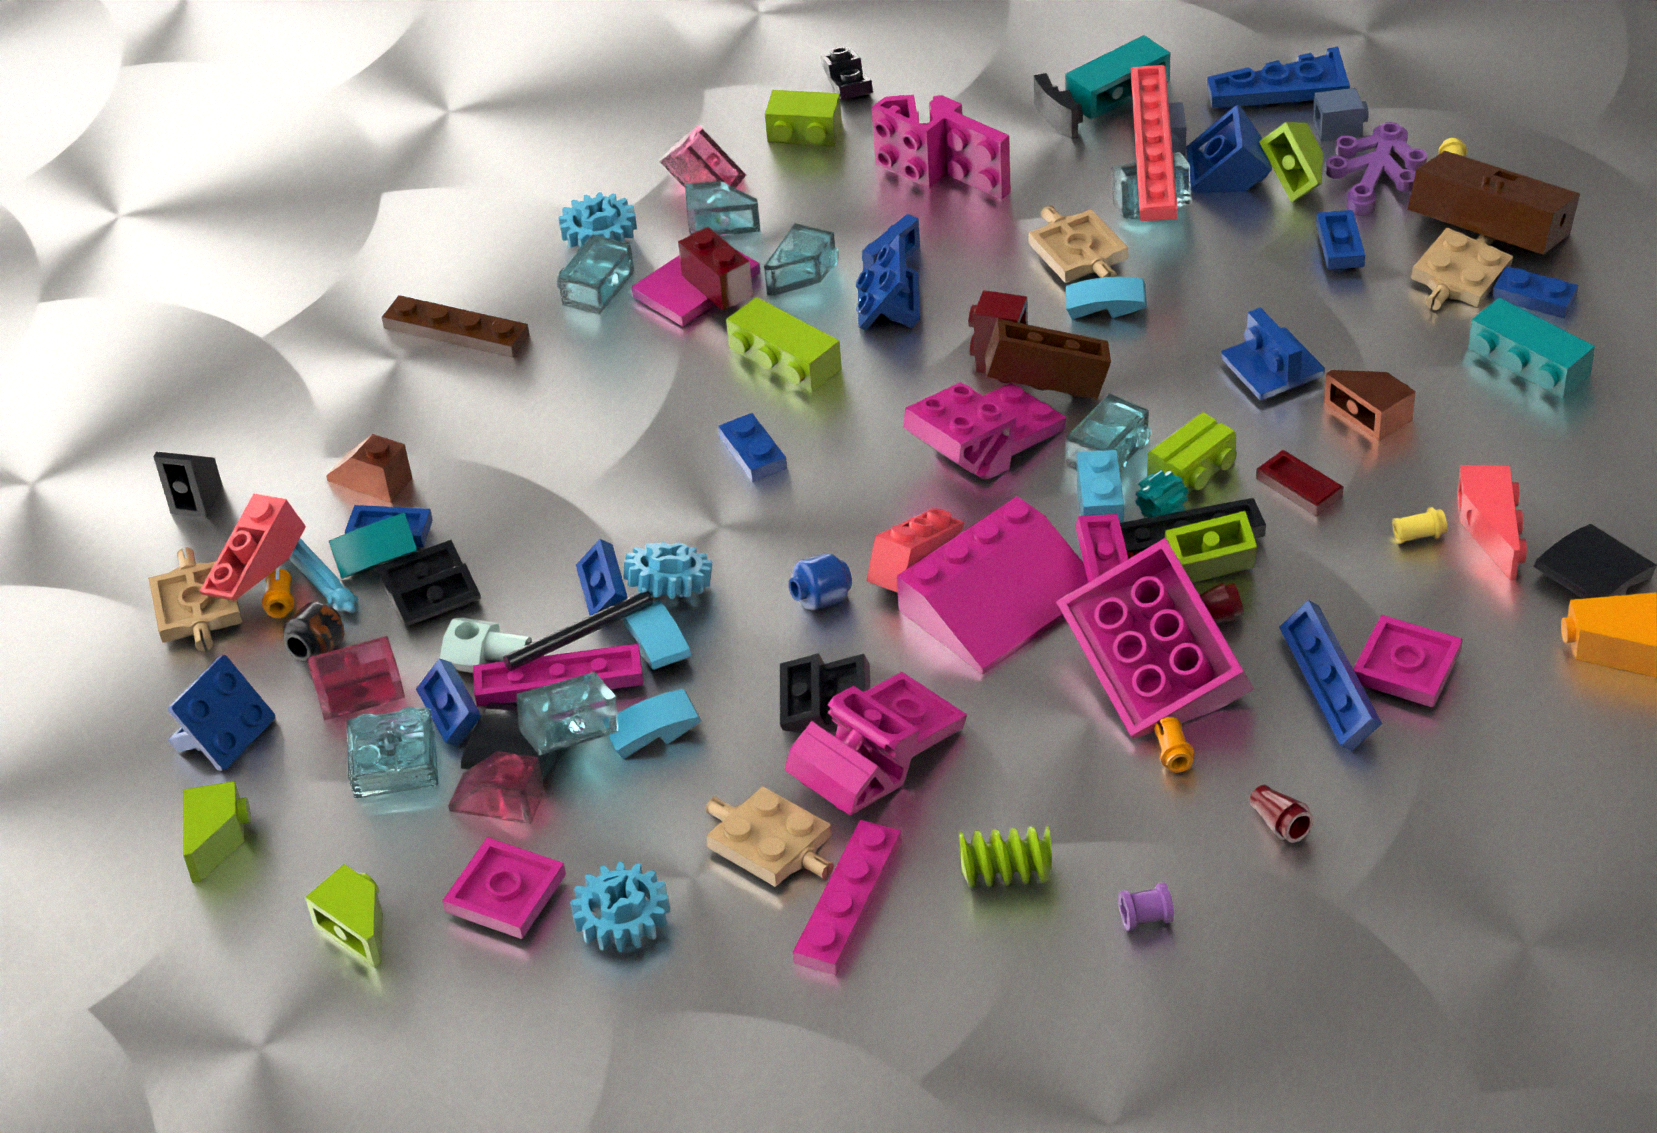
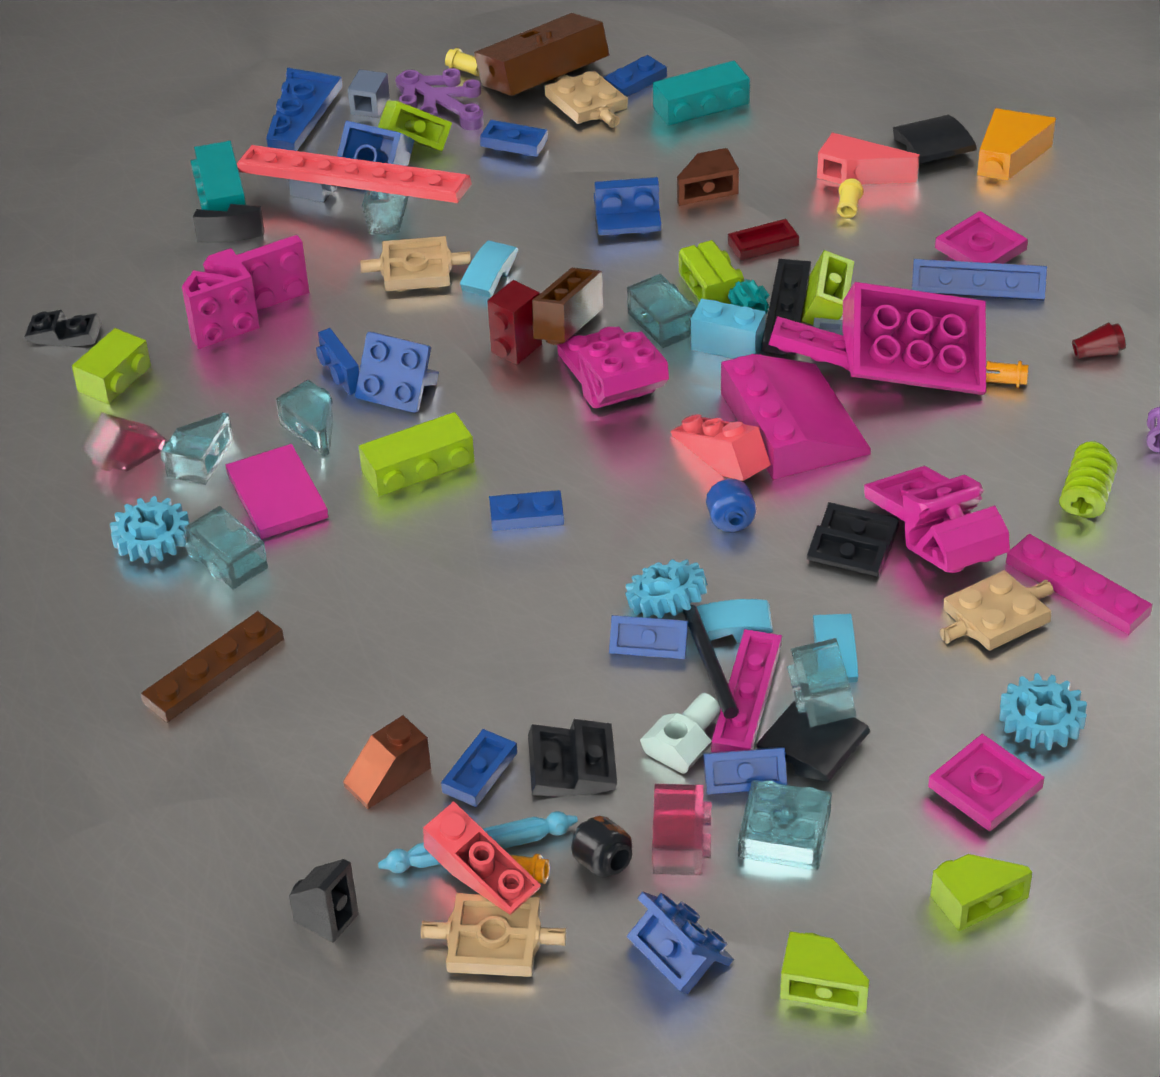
camera: 70 degrees left, 0 degrees up
(372, 545) = (513, 779): teal slope -> none
(500, 788) = (869, 758): clear pink slope -> none
(715, 268) = (299, 460): dark red brick -> none

